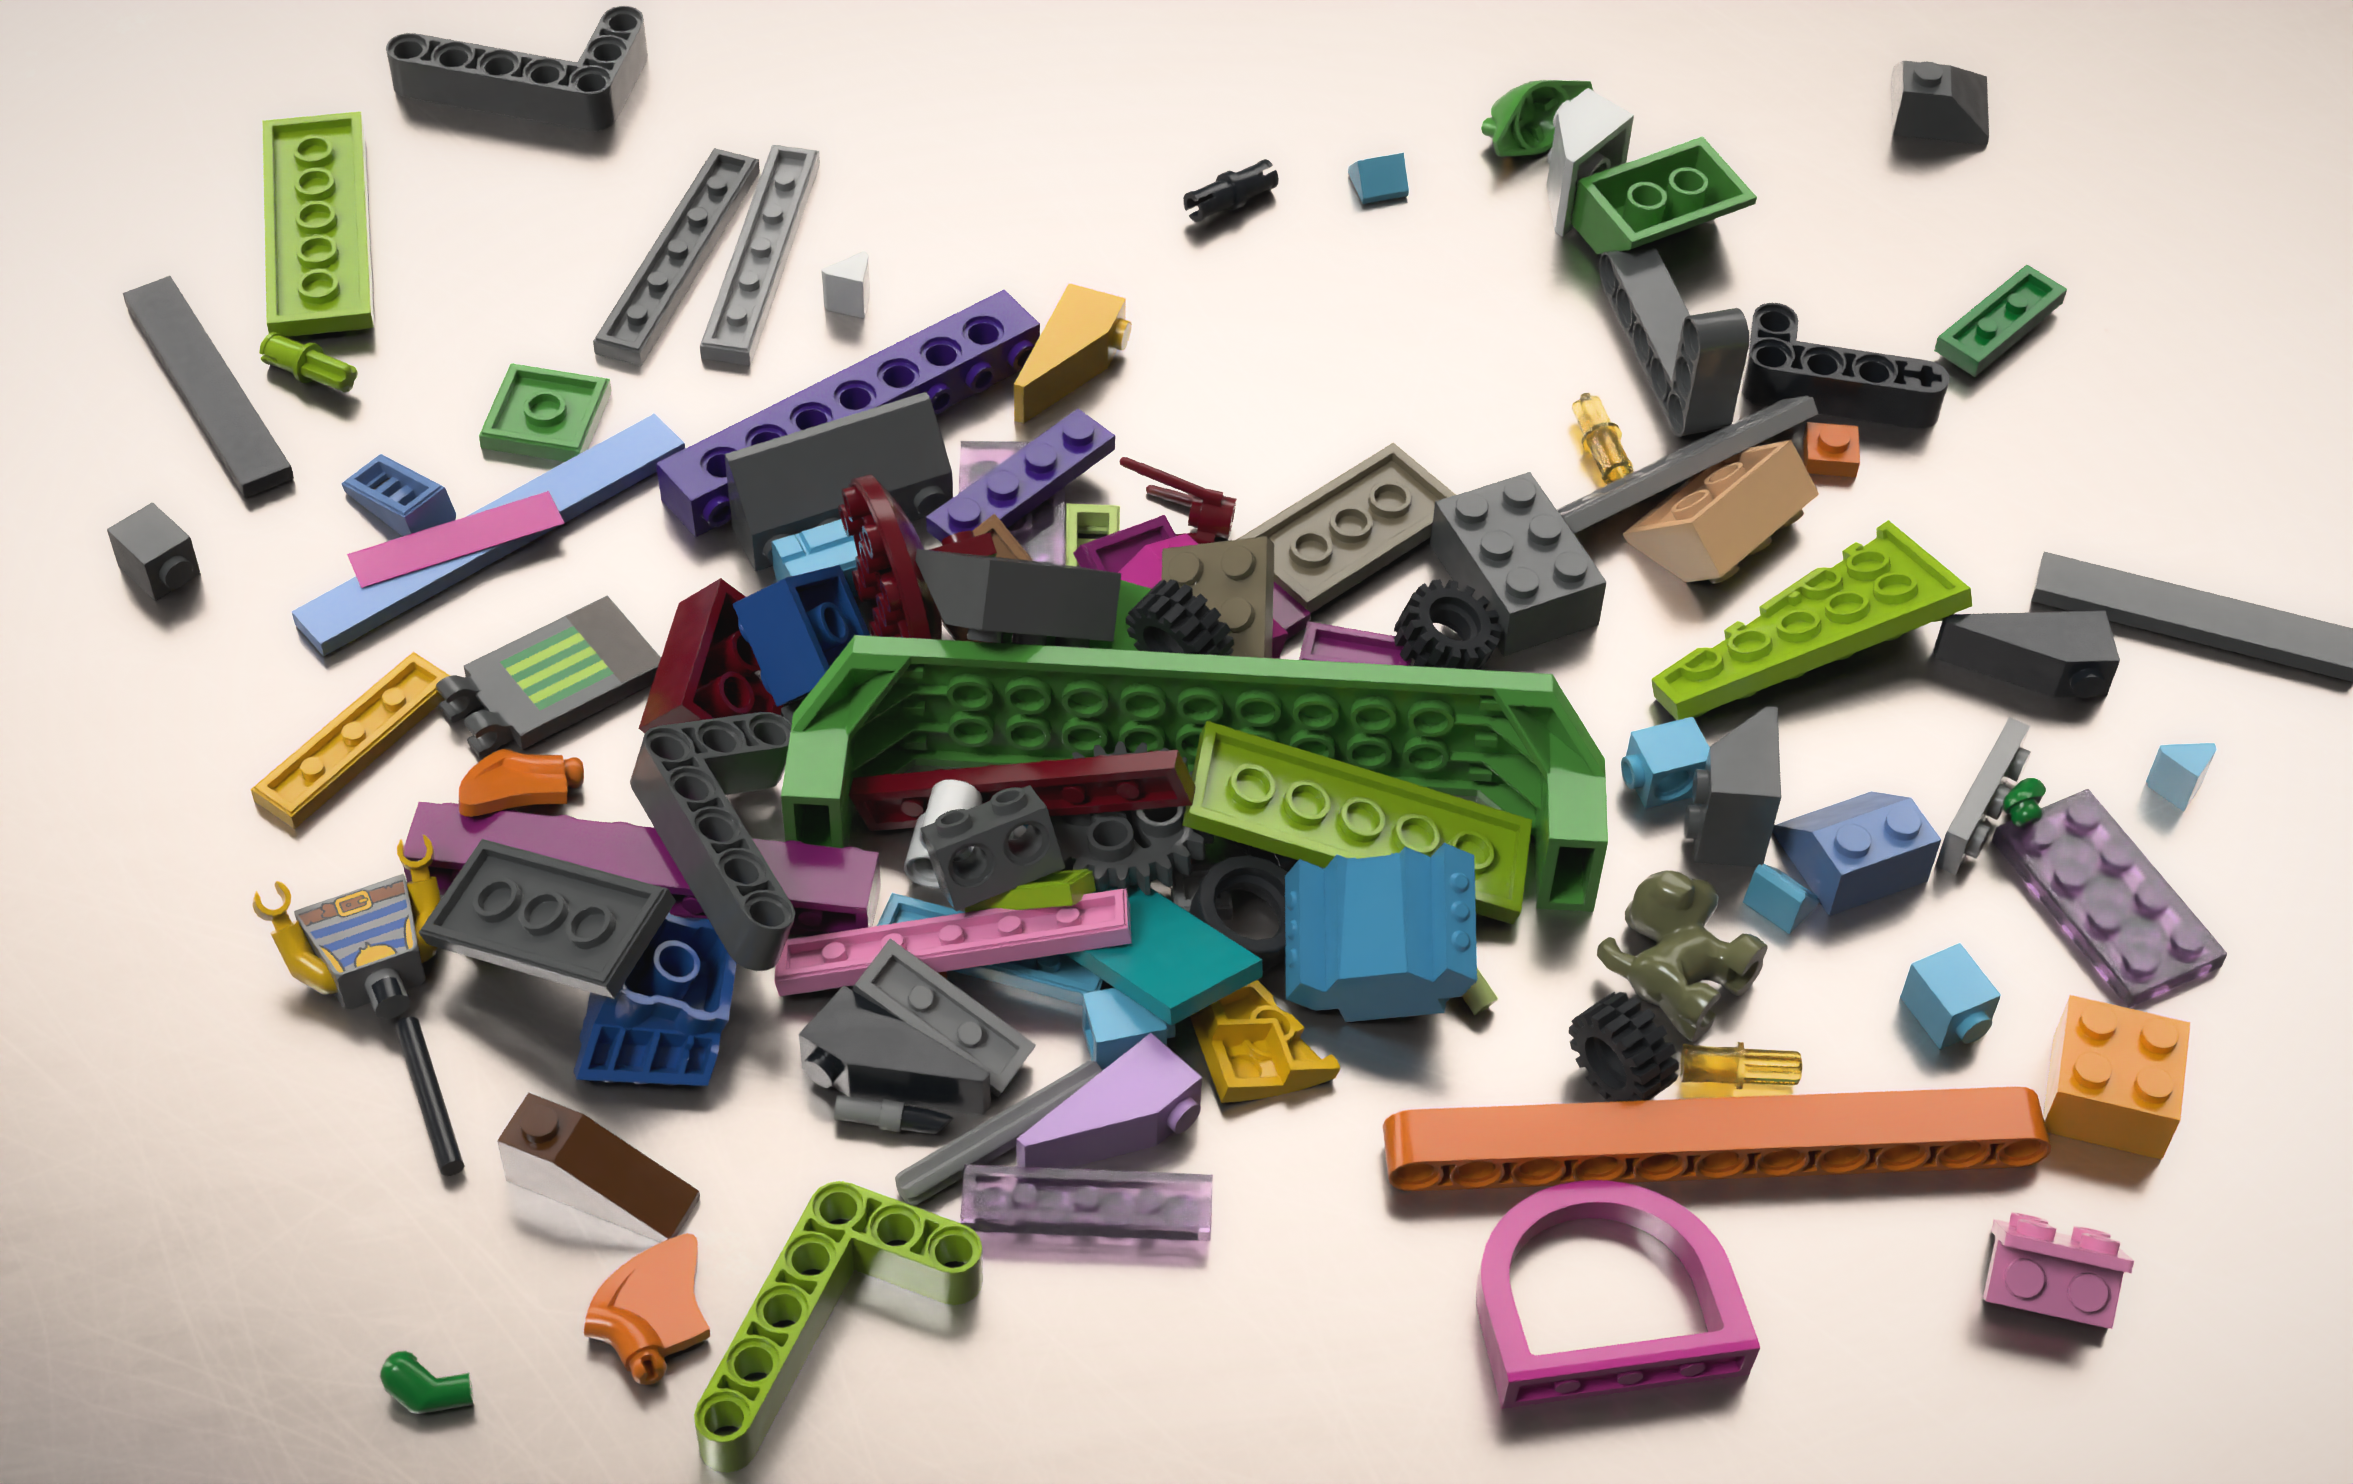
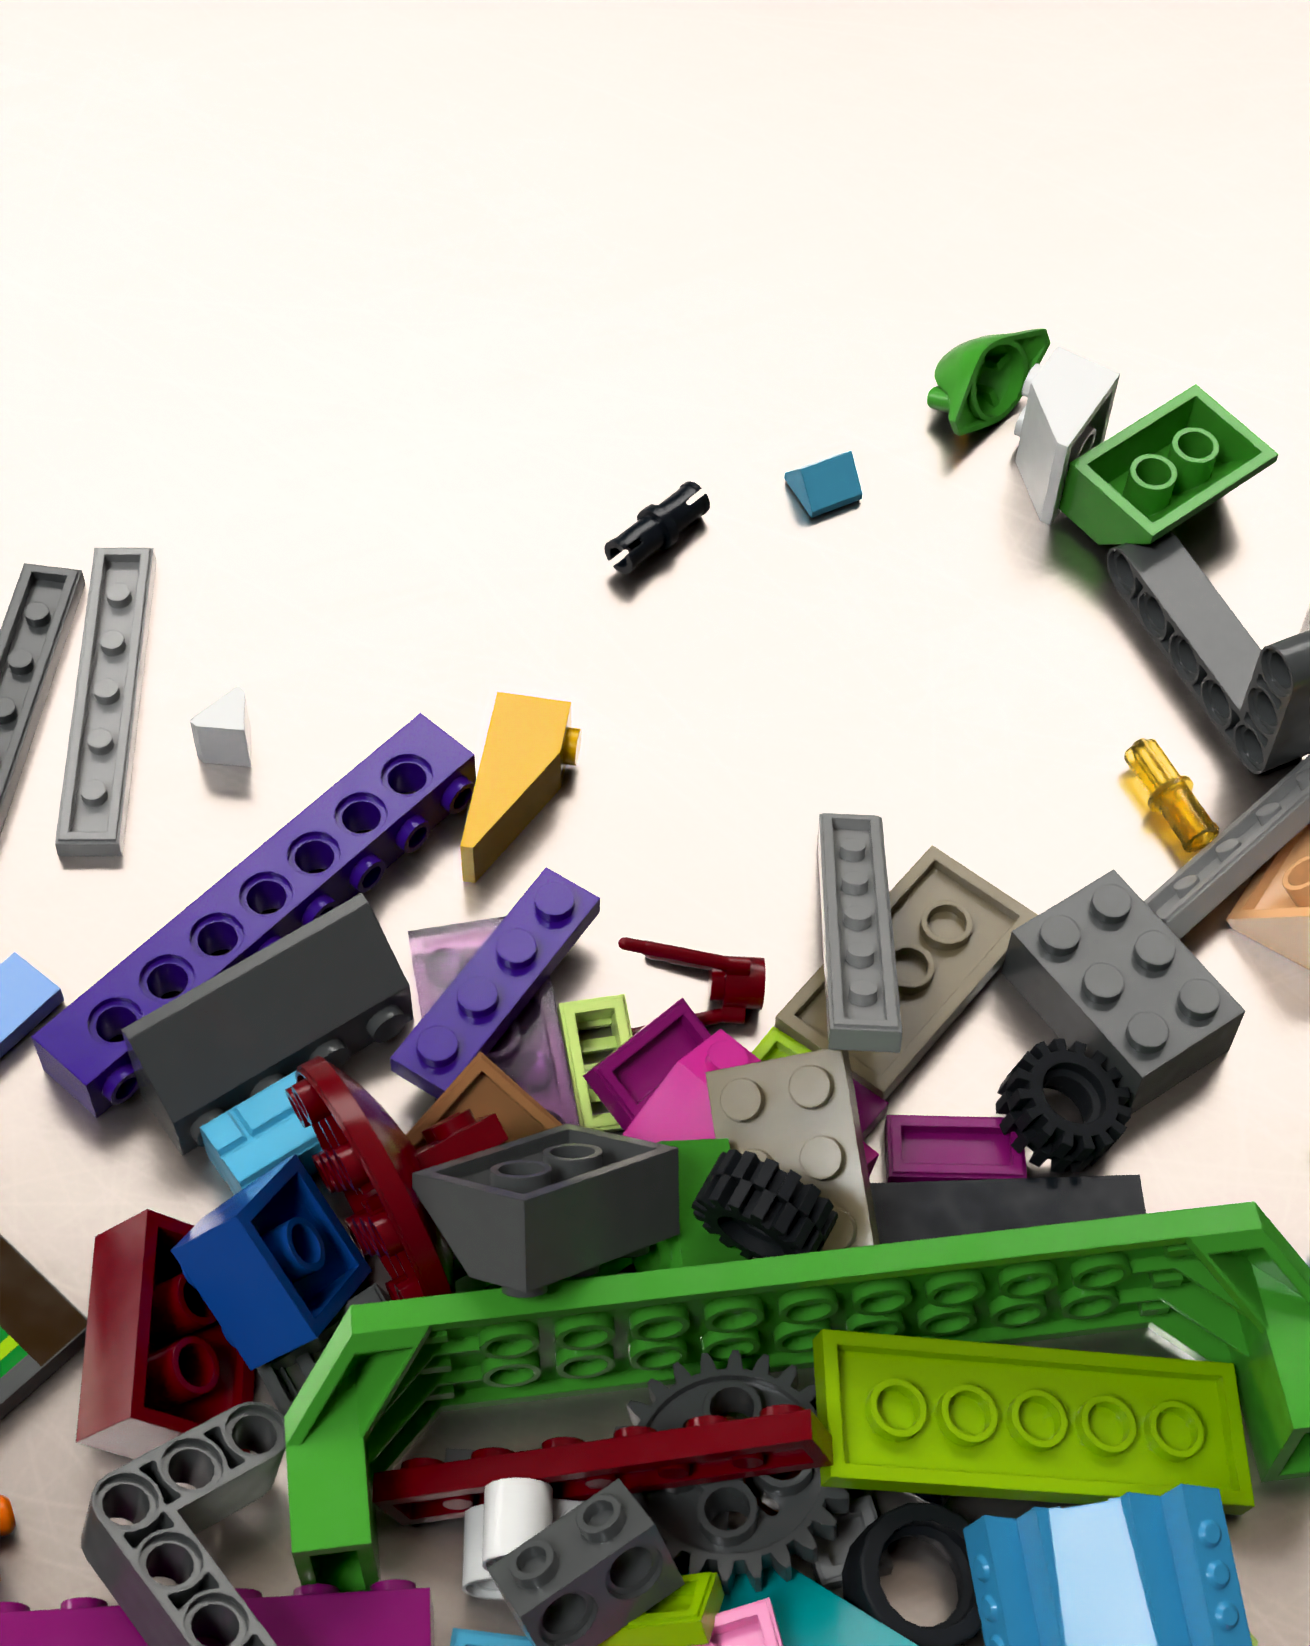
camera: 10 degrees left, 5 degrees up
(1308, 478) = (857, 935): none -> light grey tile

